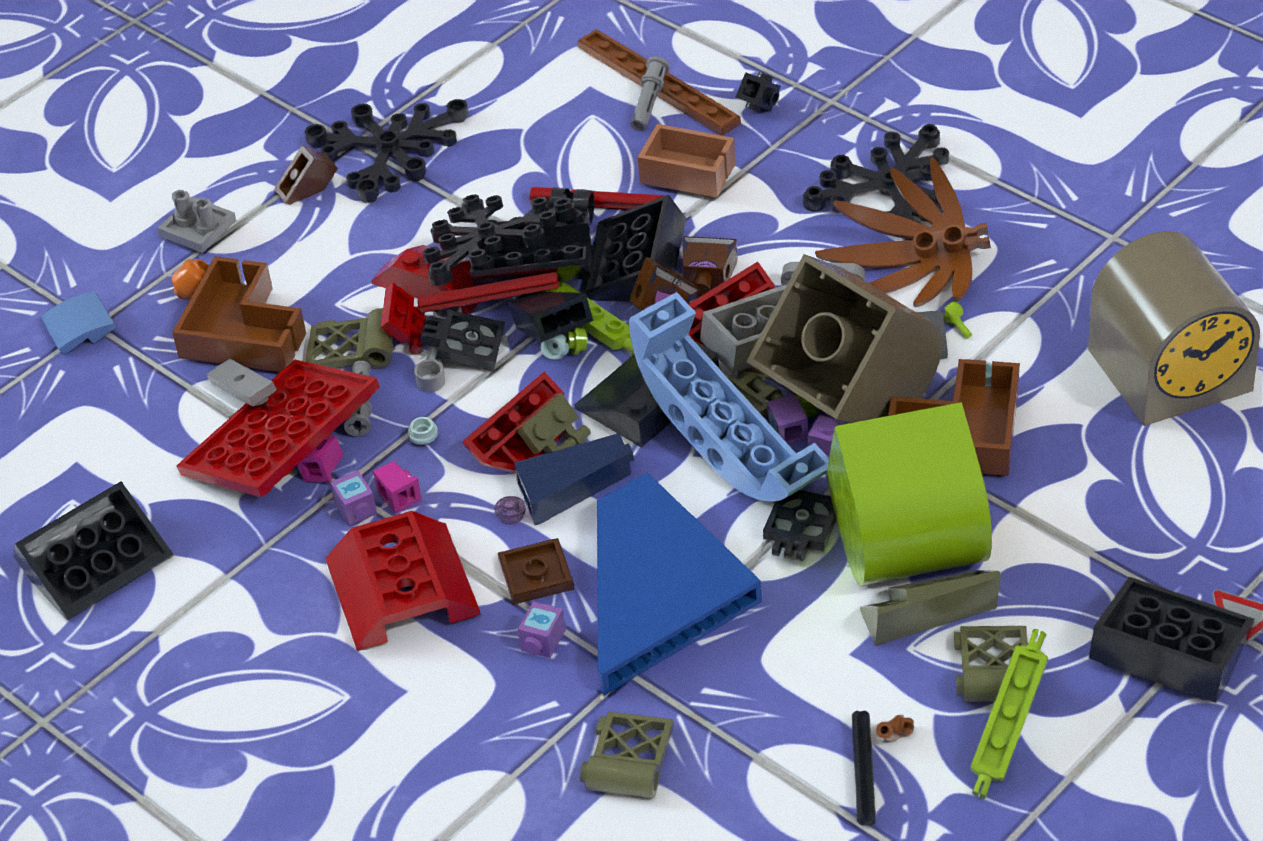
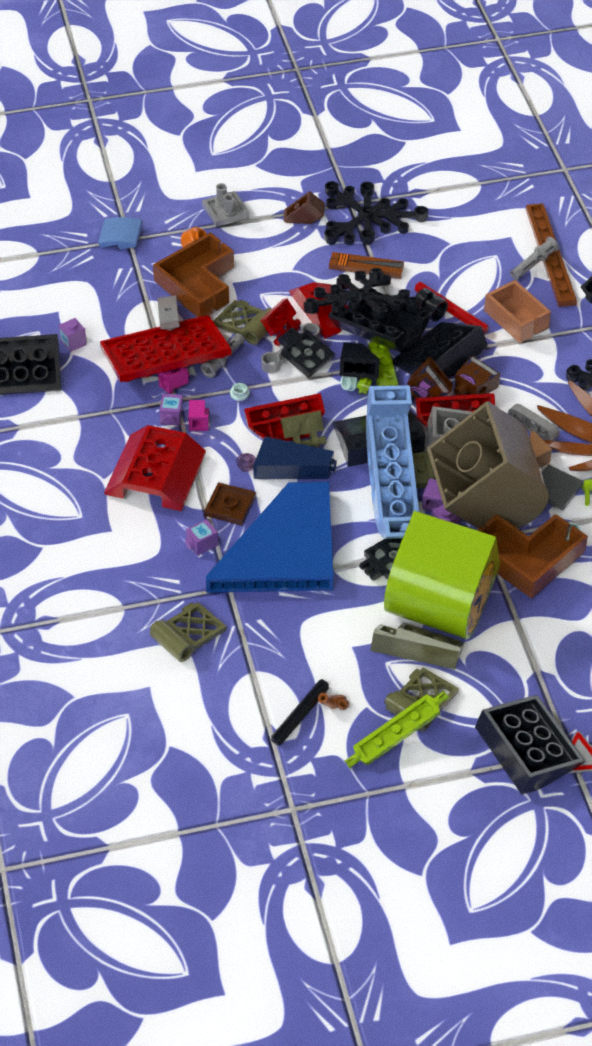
camera: 30 degrees right, 5 degrees up
(134, 472) = (72, 334): none -> medium lavender brick
(439, 202) = (355, 263): none -> dark orange tile
(488, 292) = (336, 331): red axle -> none

